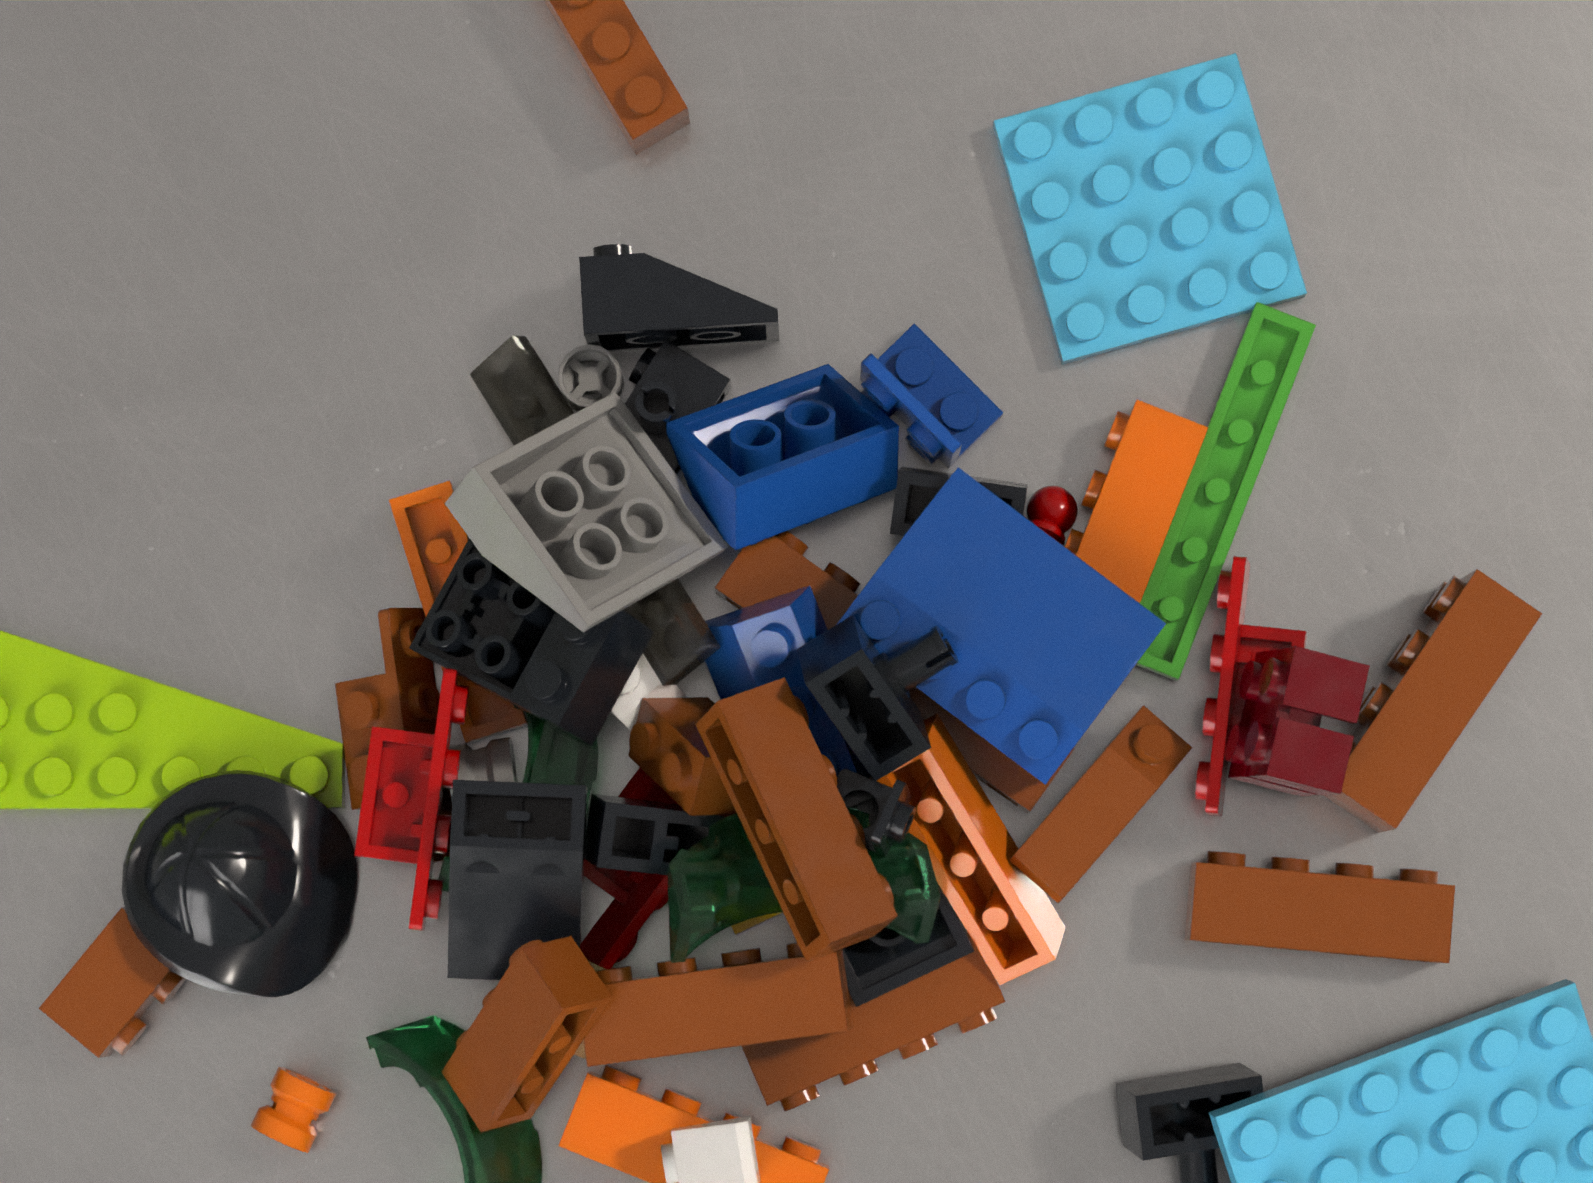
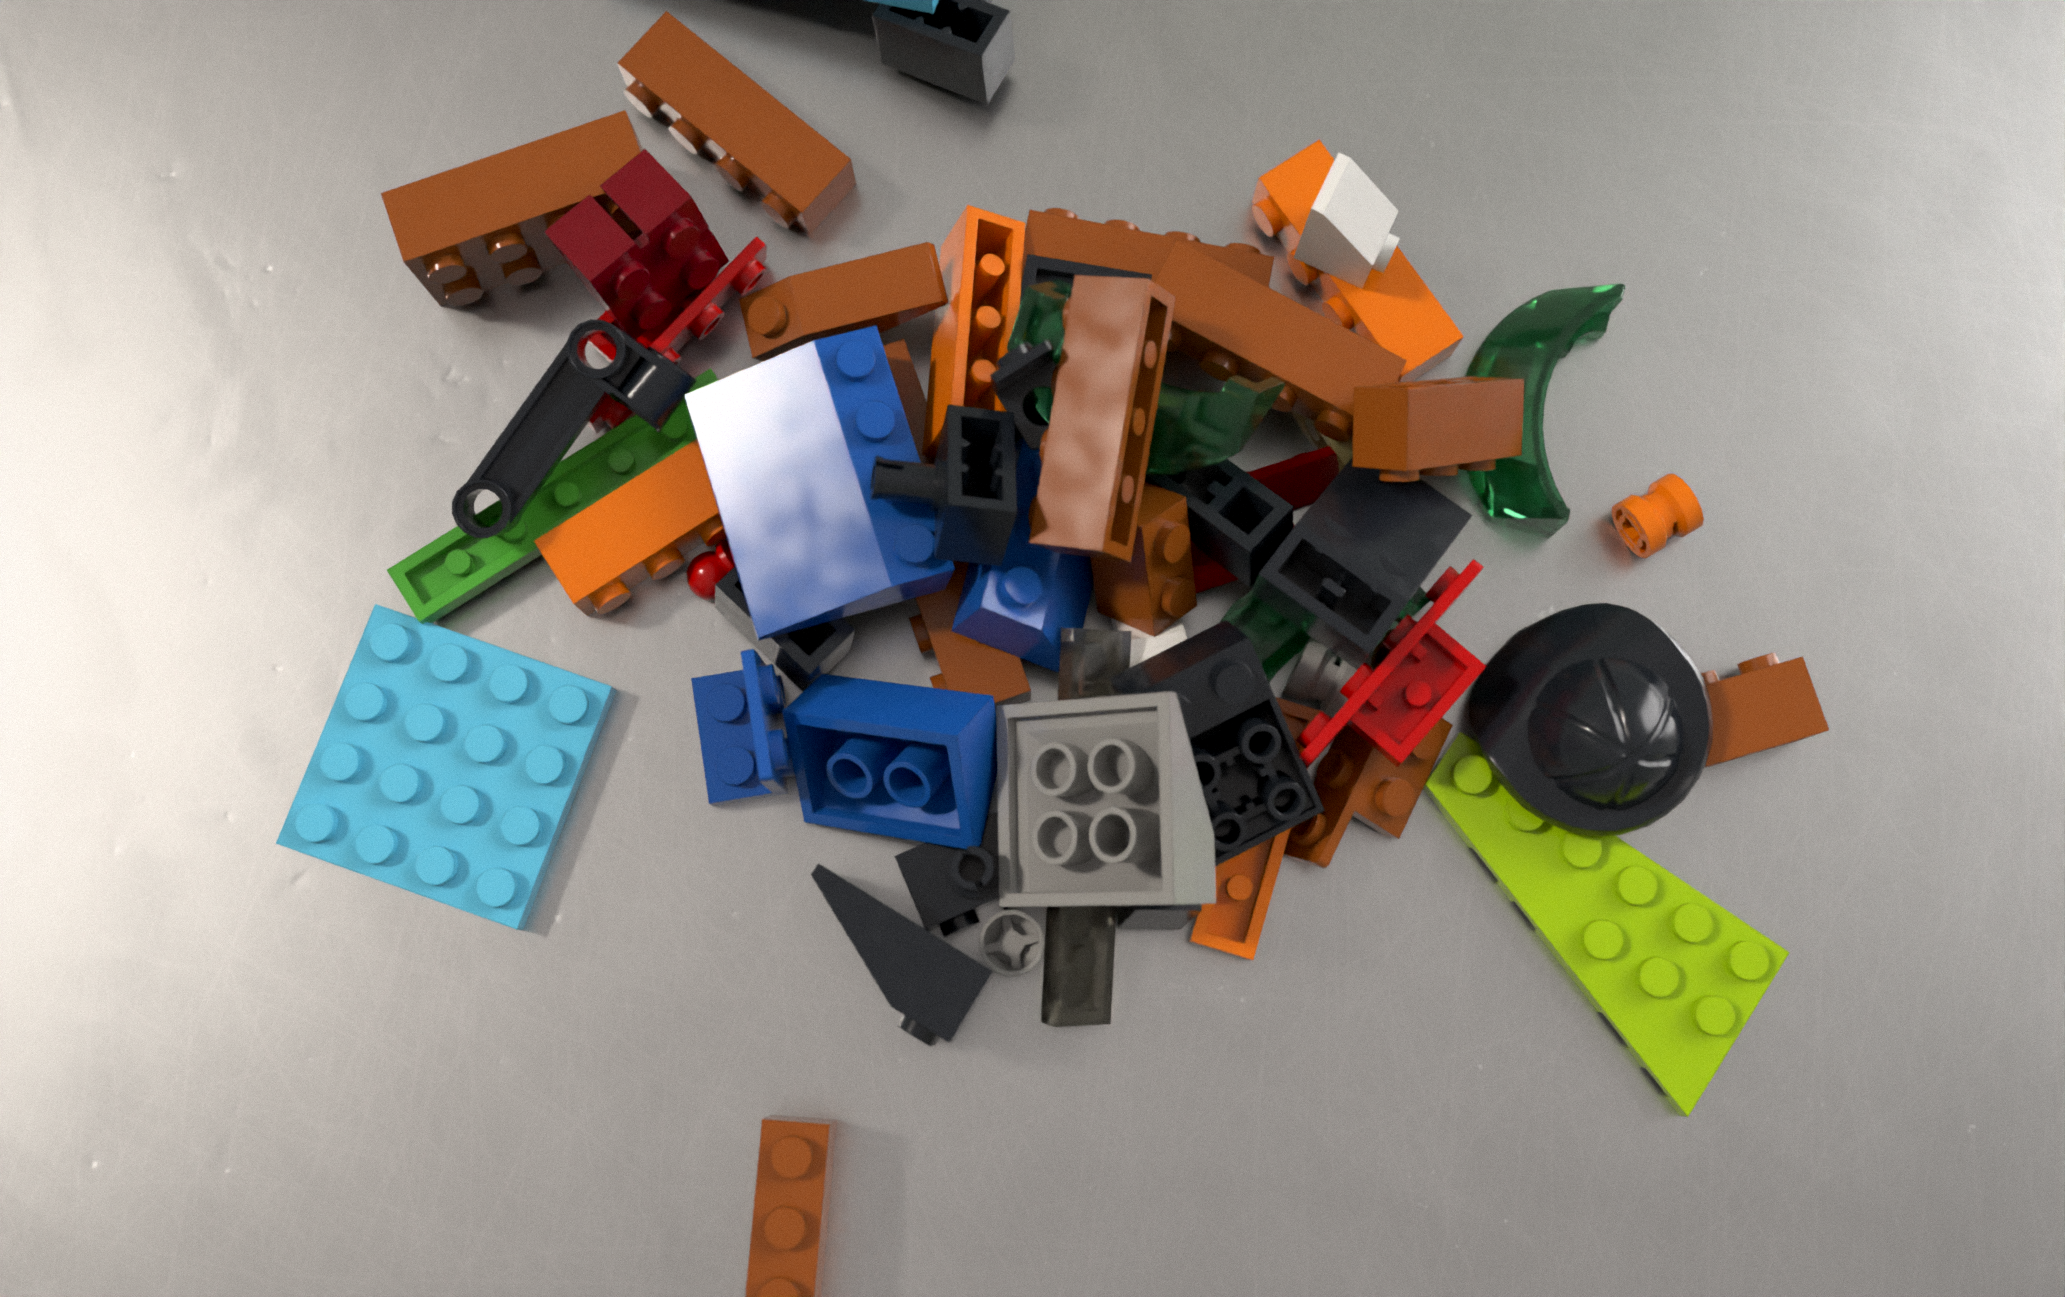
camera: 150 degrees left, 5 degrees down
(1214, 612) = (558, 414): none -> black piece

